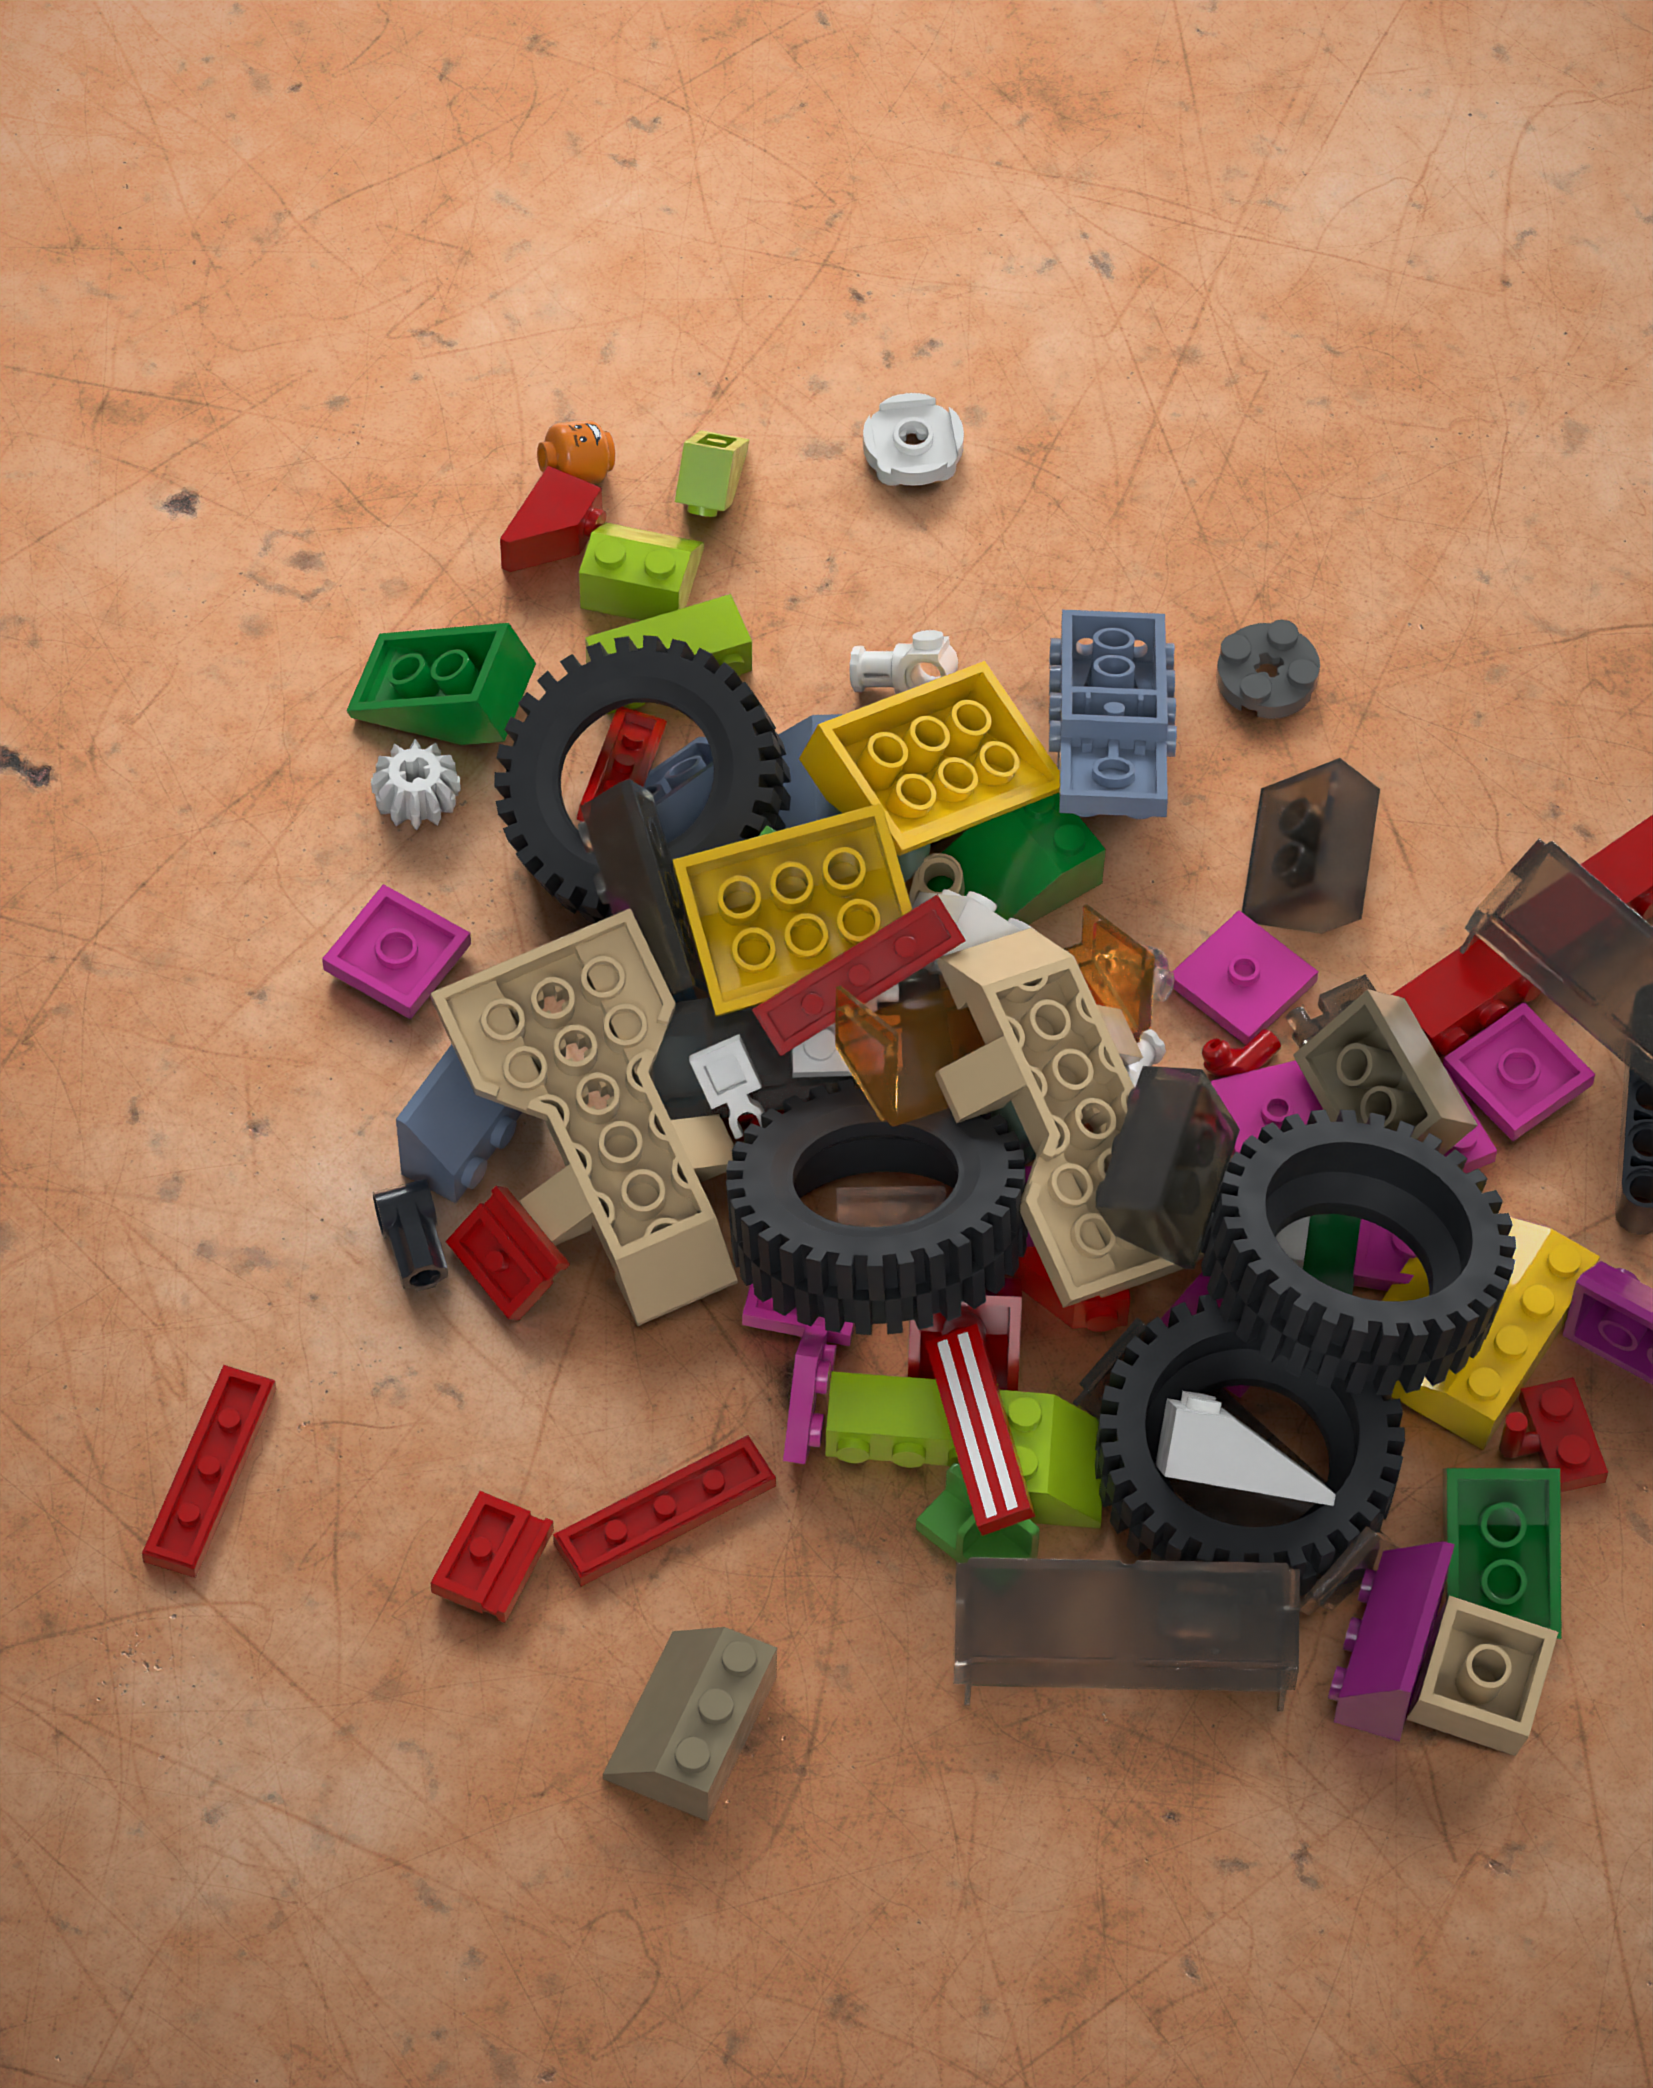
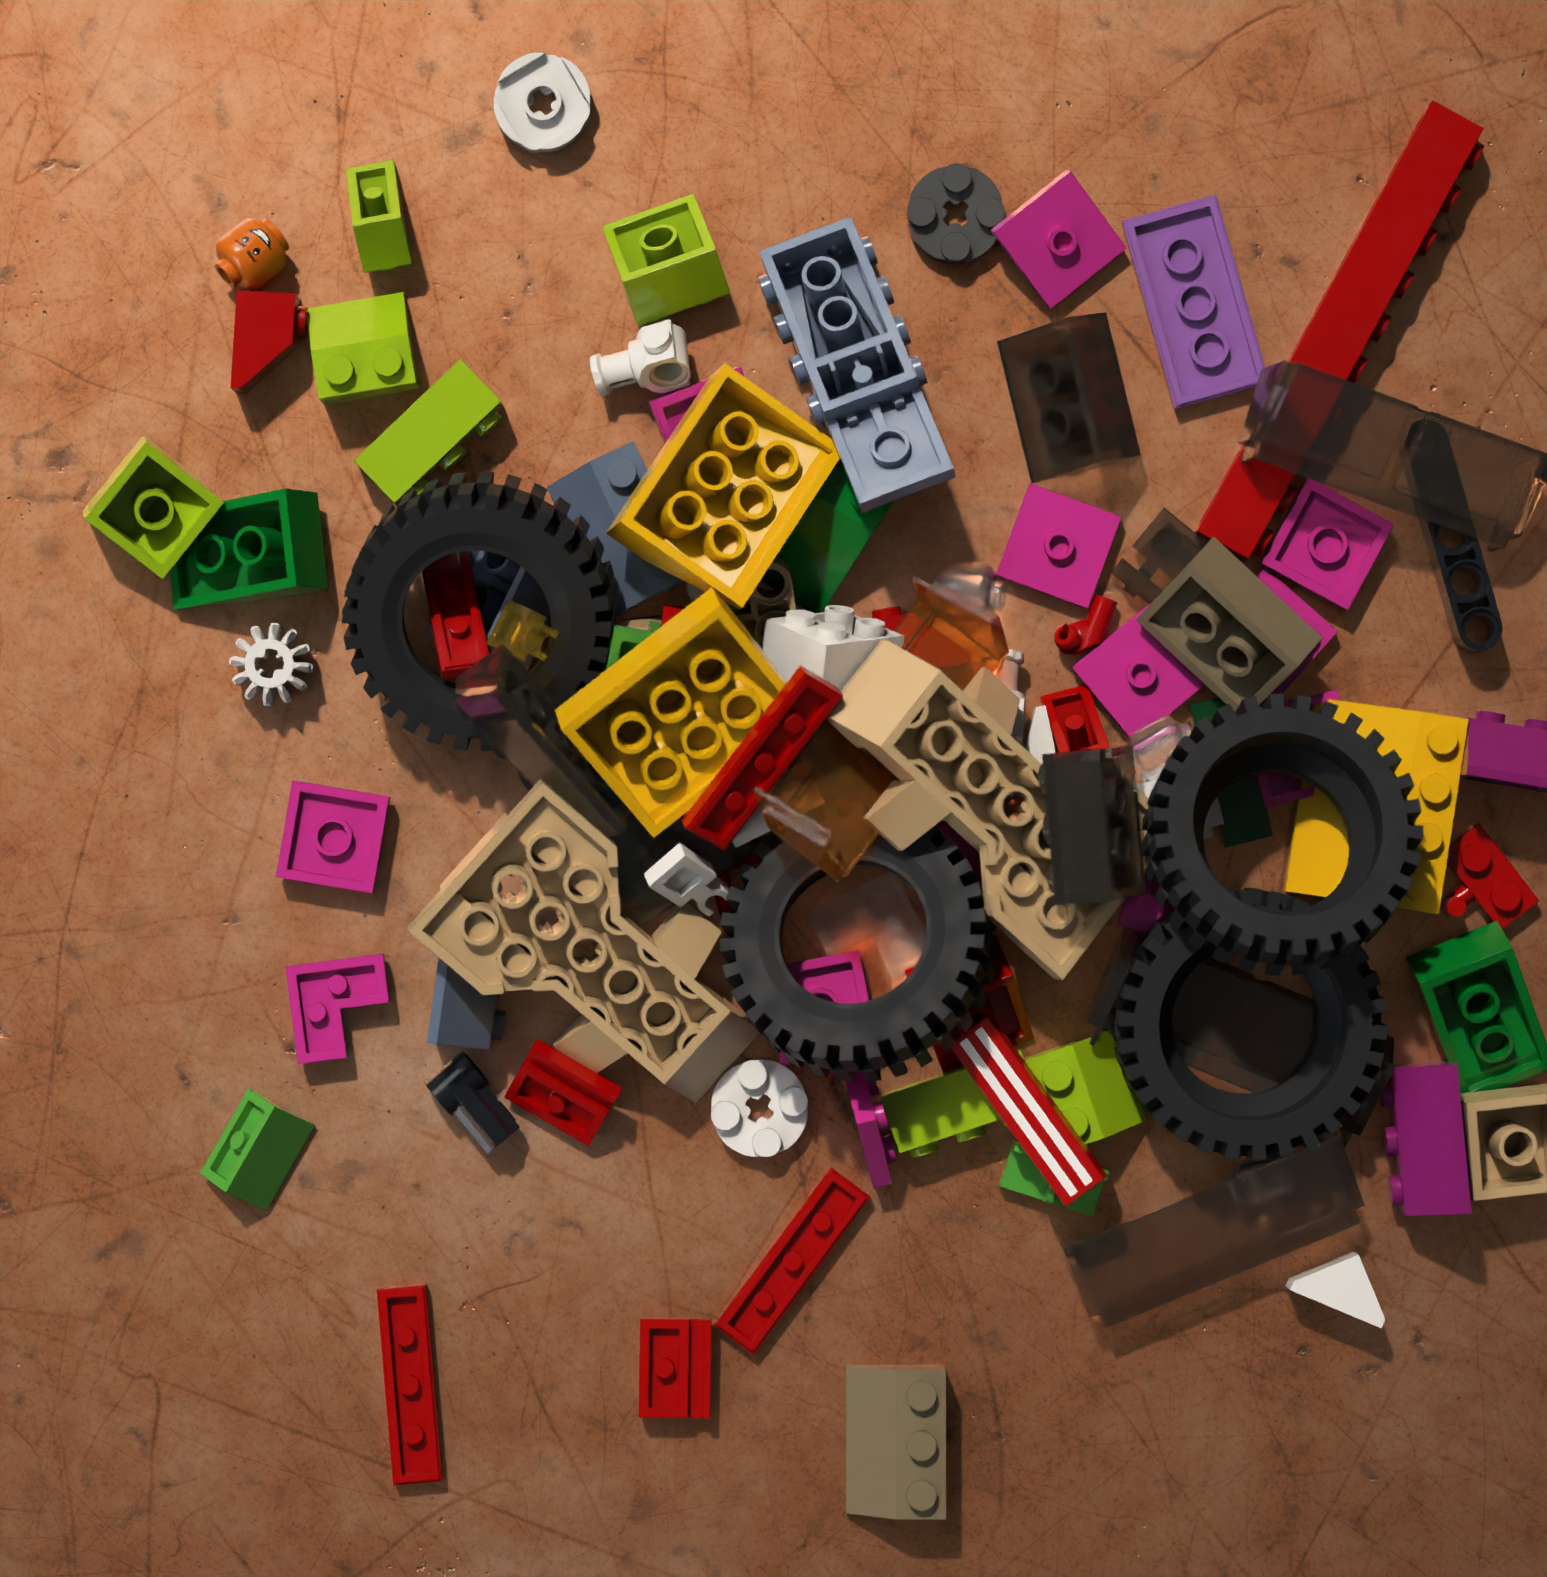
camera: 20 degrees left, 30 degrees up
(174, 1195) = (256, 1150): none -> bright green panel
(317, 1078) = (321, 992): none -> dark pink plate
(371, 604) = (152, 507): none -> lime slope
(677, 805) = (521, 631): none -> clear yellow plate
(695, 1326) = (765, 1135): none -> white plate
(970, 601) = (666, 260): none -> lime slope
(1215, 1448) = (1254, 1063): white slope -> none
(1235, 1753) = (1342, 1286): none -> white slope
(1361, 716) = (1058, 239): none -> dark pink plate
(1470, 819) = (1194, 301): none -> medium lavender tile

